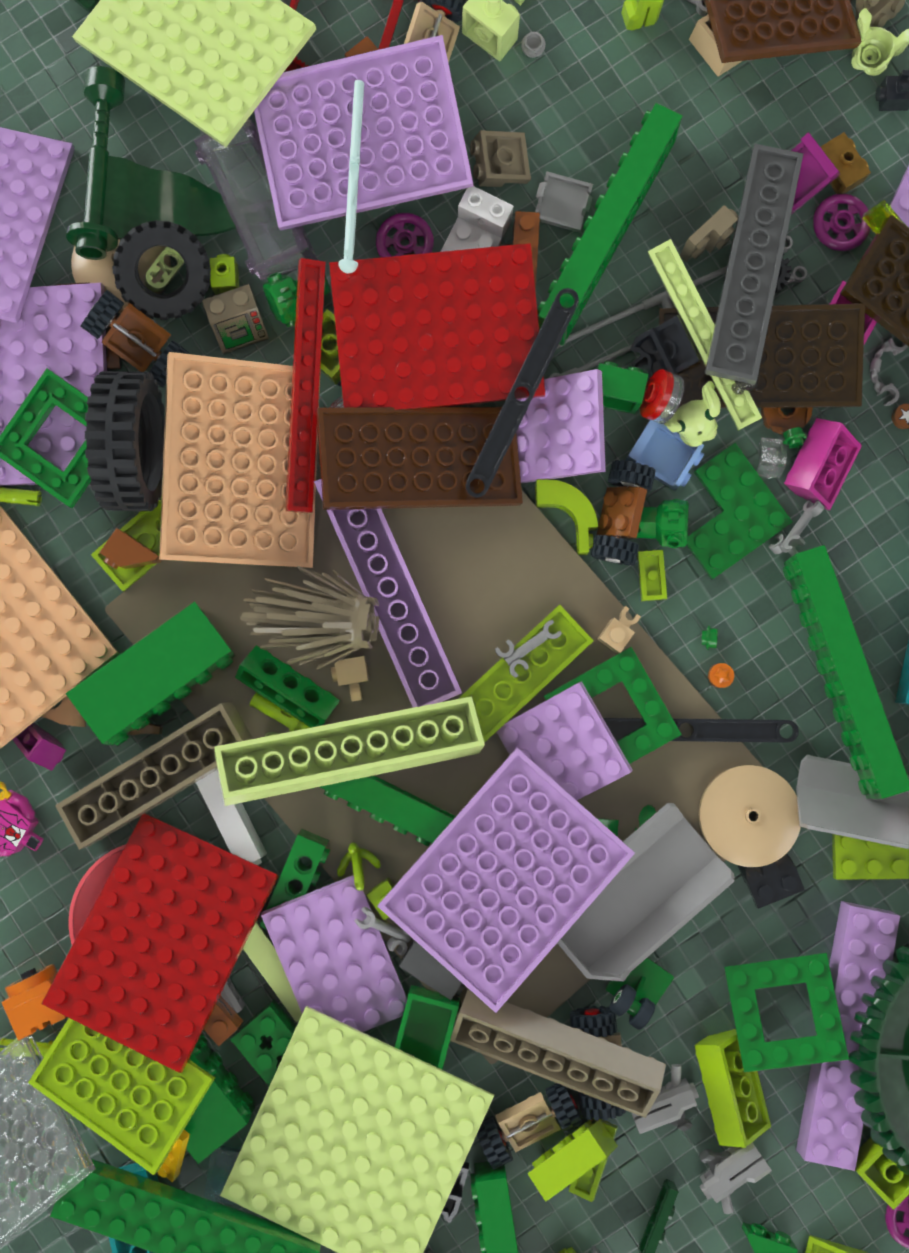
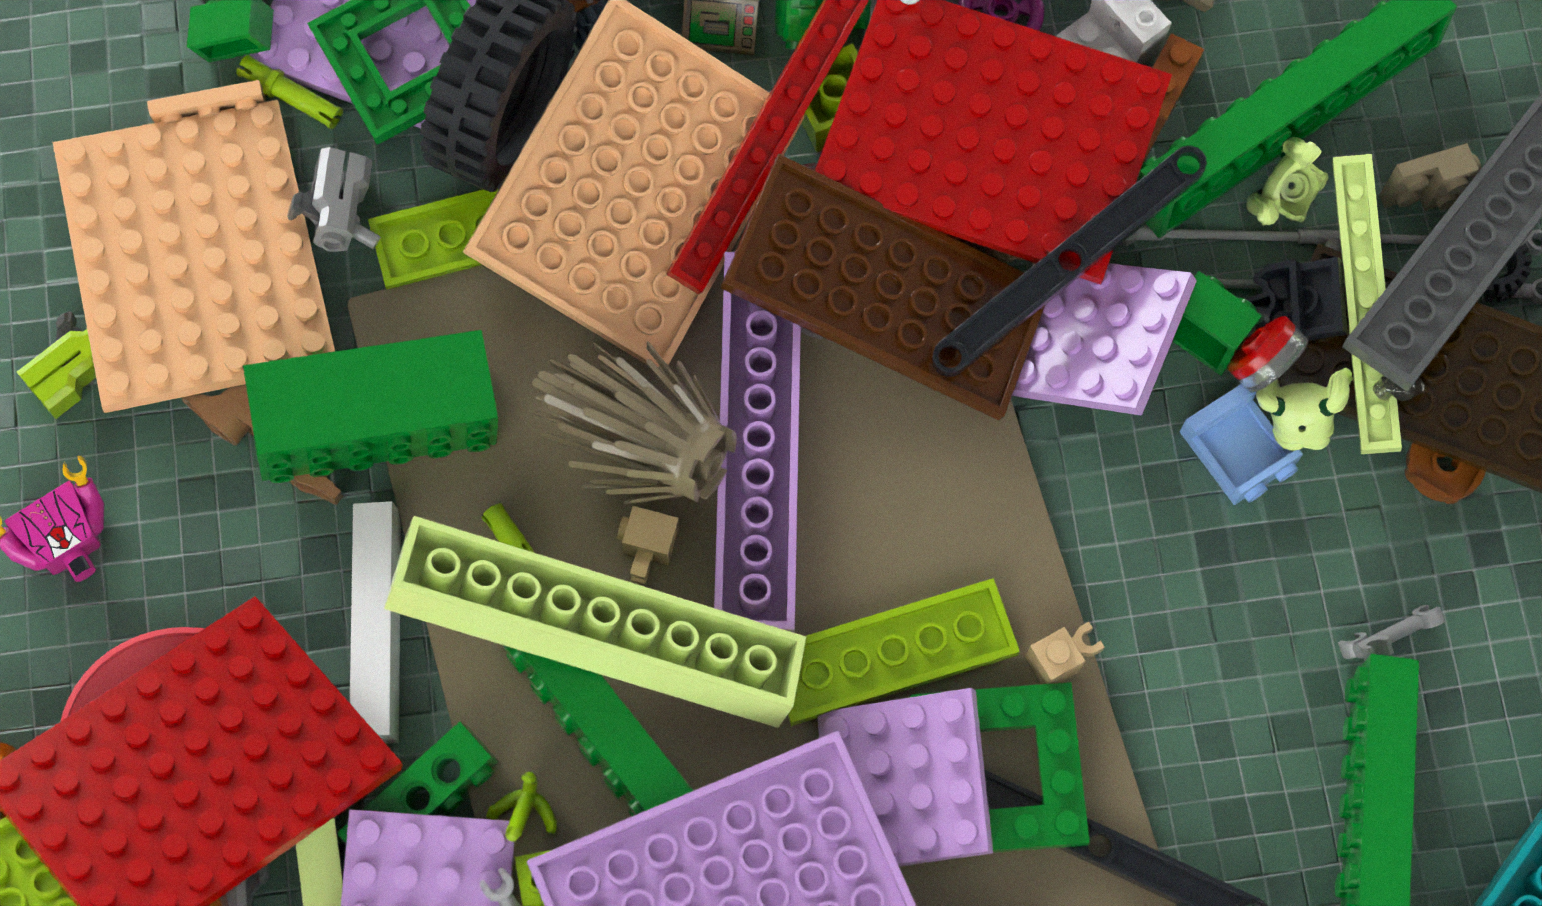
camera: 25 degrees right, 15 degrees down
(40, 746) = (160, 439): magenta slope -> none
(68, 558) = (334, 200): none -> light grey piece
(127, 552) = (421, 235): dark orange slope -> none
(151, 776) = (287, 545): dark tan brick -> none
(275, 689) = (544, 506): green brick -> none
(513, 656) = (892, 620): light grey bar -> none
(563, 201) = (1244, 52): light grey piece -> none
(573, 502) = (1076, 448): lime arch -> none
(622, 287) = (1293, 167): none -> yellowish green hair
(622, 512) = (1141, 493): plate -> none
(652, 575) = (1147, 604): lime plate -> none
(666, 523) = (1199, 536): green piece -> none
(710, 637) = (1194, 732): green plate -> none
(721, 675) = (1187, 795): orange tile -> none
(747, 516) = (1324, 587): green plate -> none
(771, 458) = (1395, 520): clear bracket -> none
(794, 437) = (1440, 503): green plate -> none
(823, 462) = (1470, 560): dark pink slope -> none

